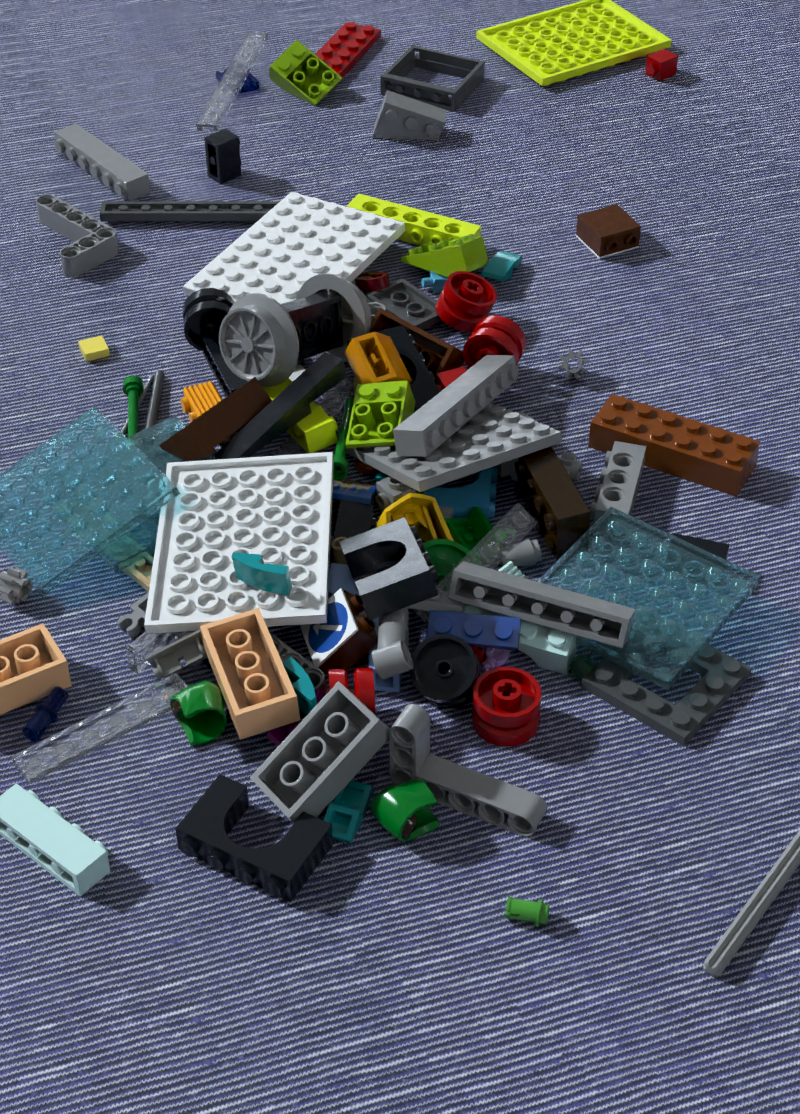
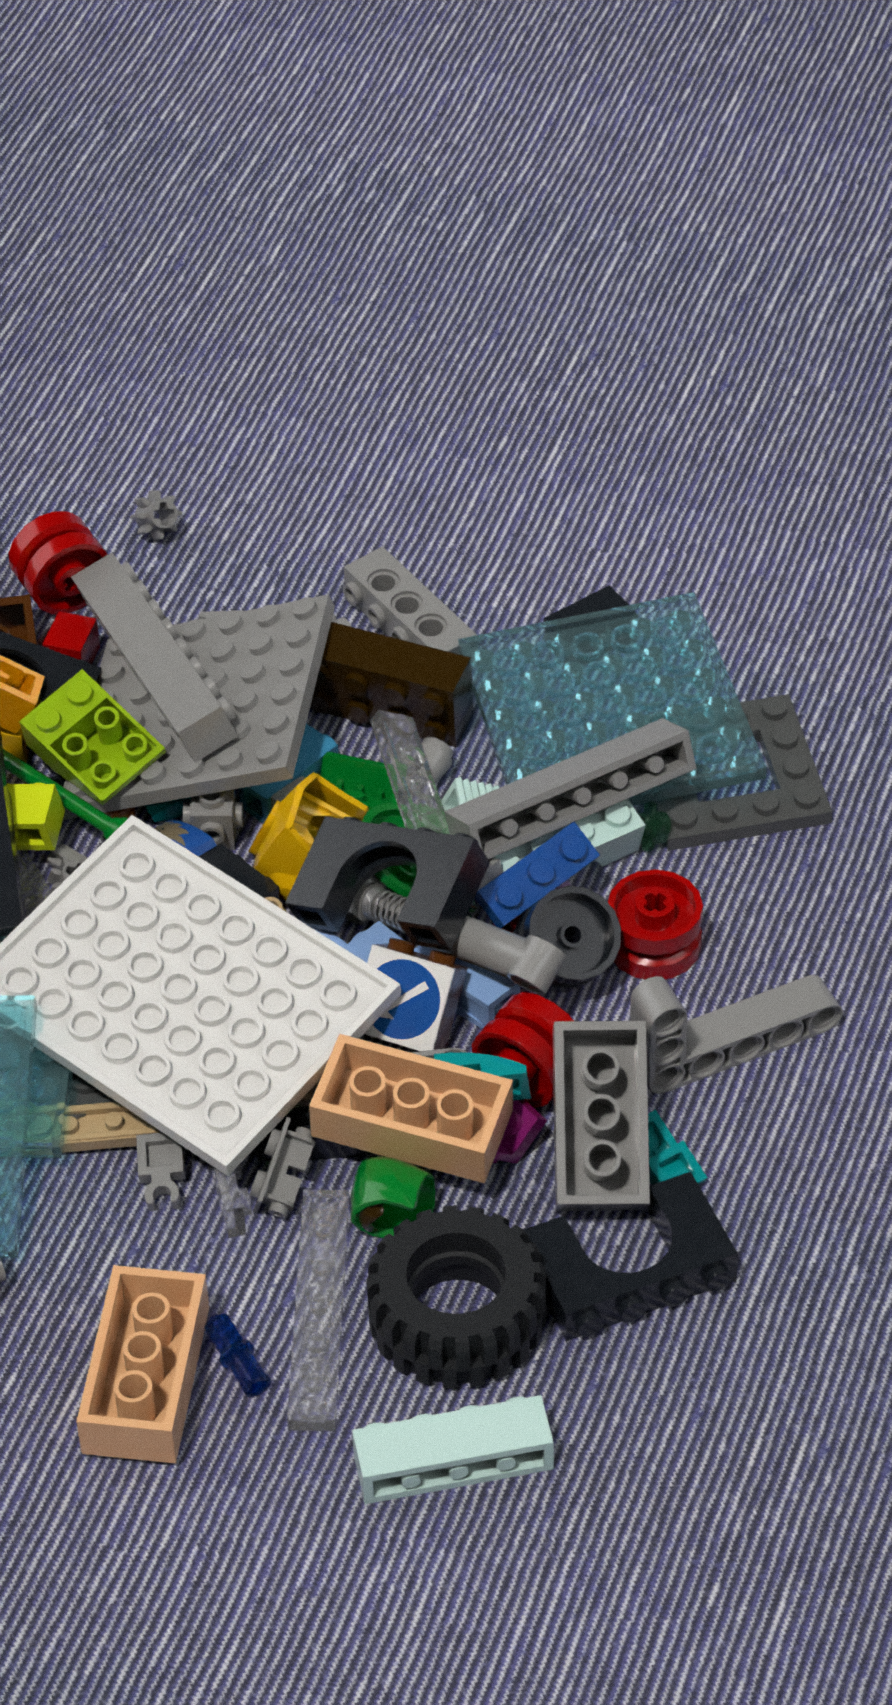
camera: 50 degrees left, 5 degrees up
(146, 744) = (460, 1345): none -> black tyre
(266, 577) = (273, 1005): teal slope -> none
(405, 810) = (720, 1097): green piece -> none
(677, 444) = (408, 515): dark orange brick -> none

